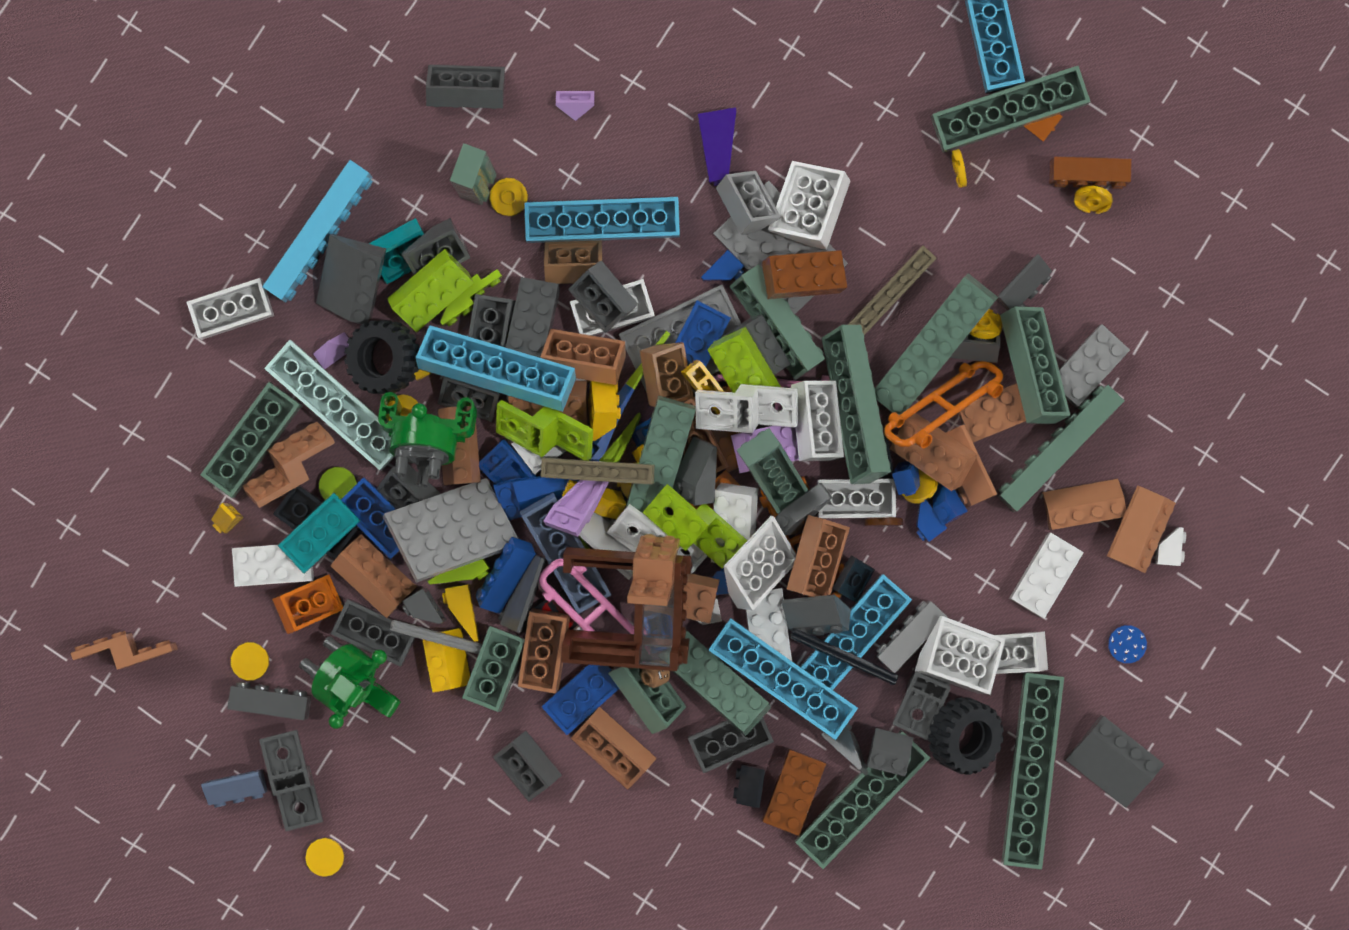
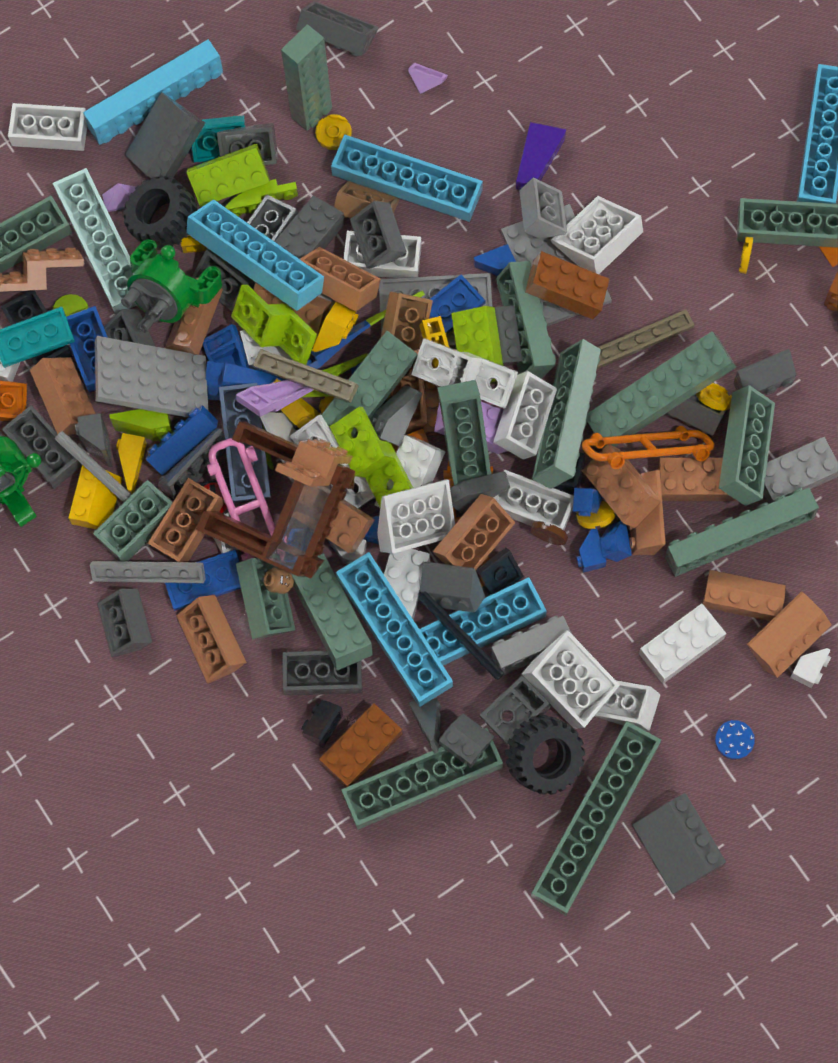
camera: 25 degrees right, 15 degrees down
(529, 712) = (147, 572): none -> light grey plate

